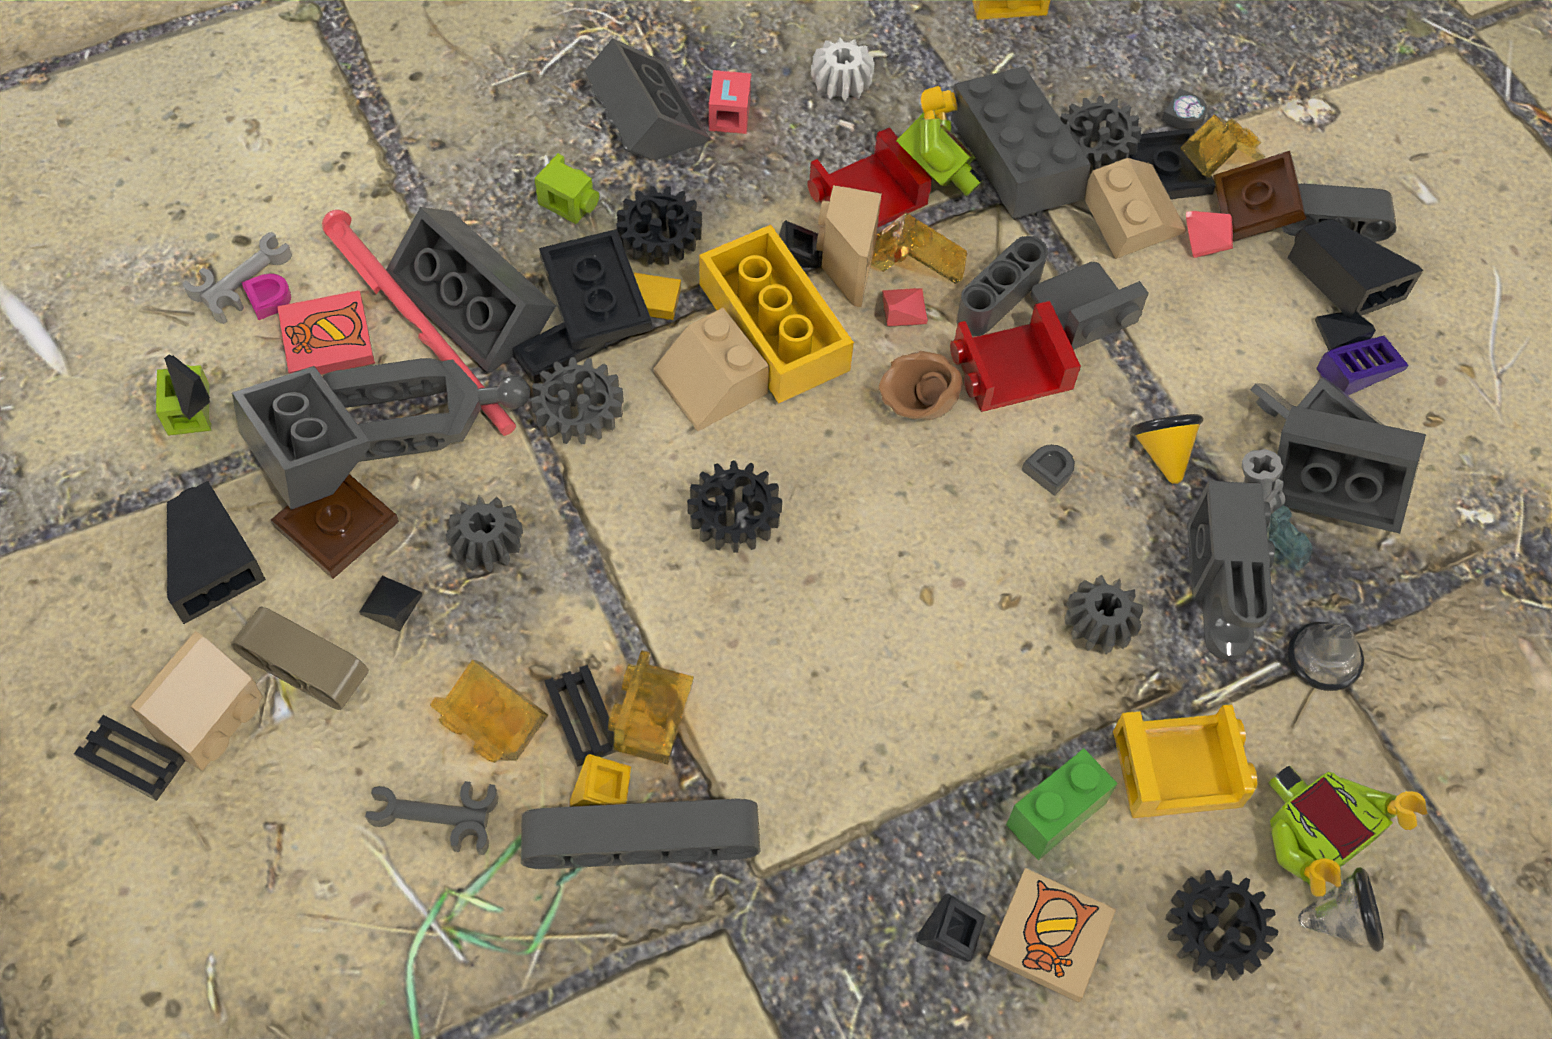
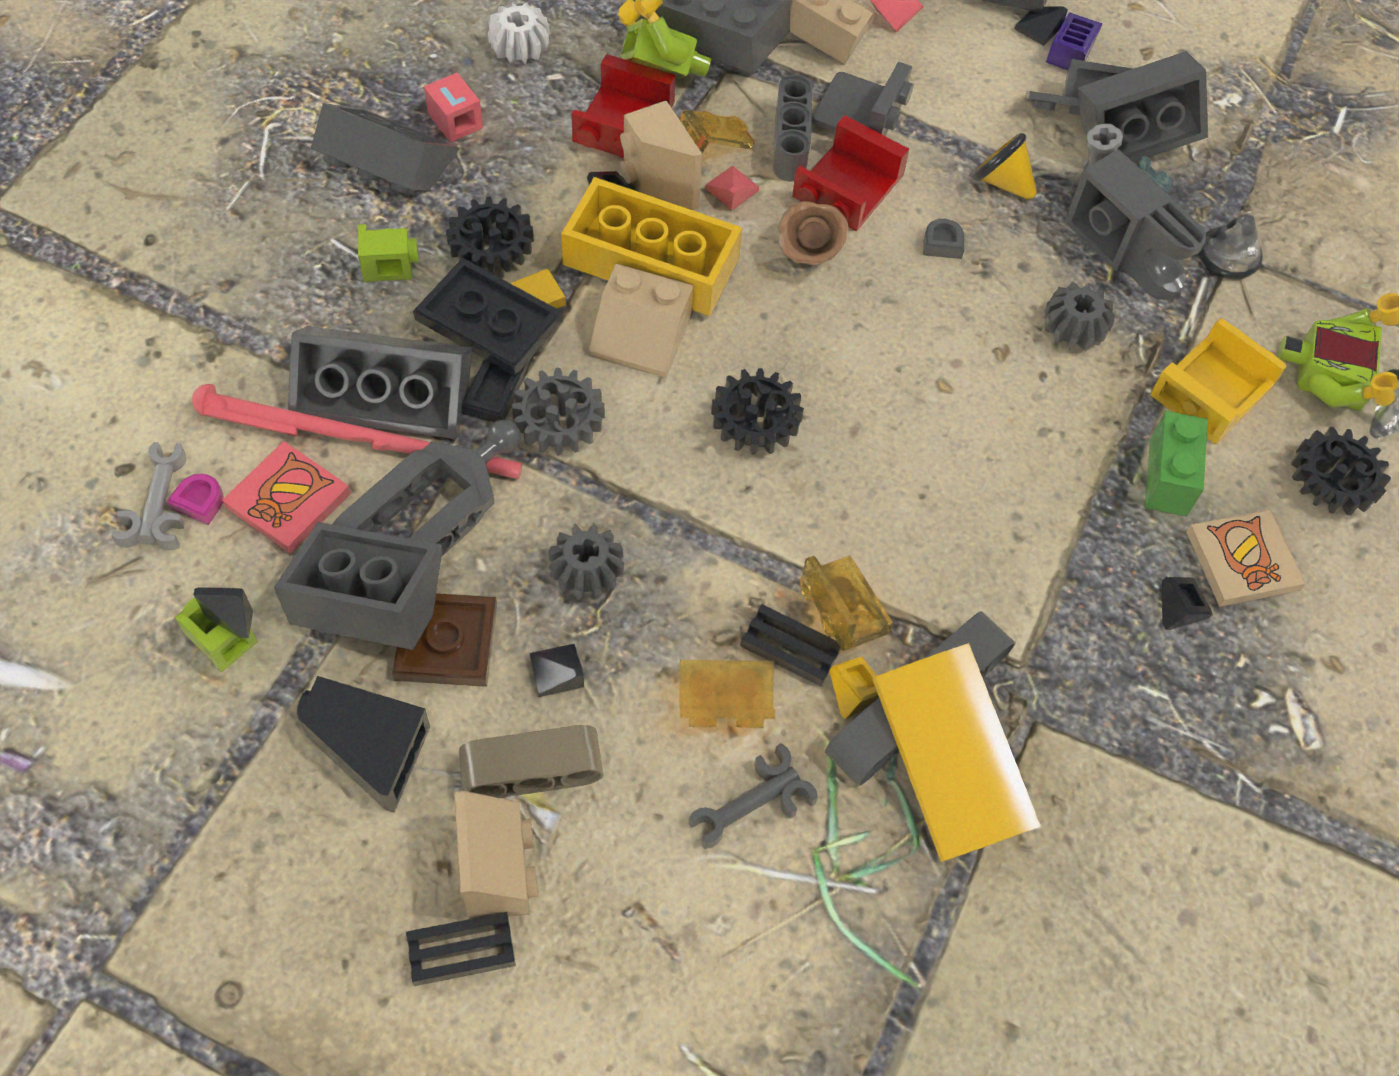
camera: 40 degrees left, 0 degrees up
(609, 896) = (955, 752): none -> yellow slope

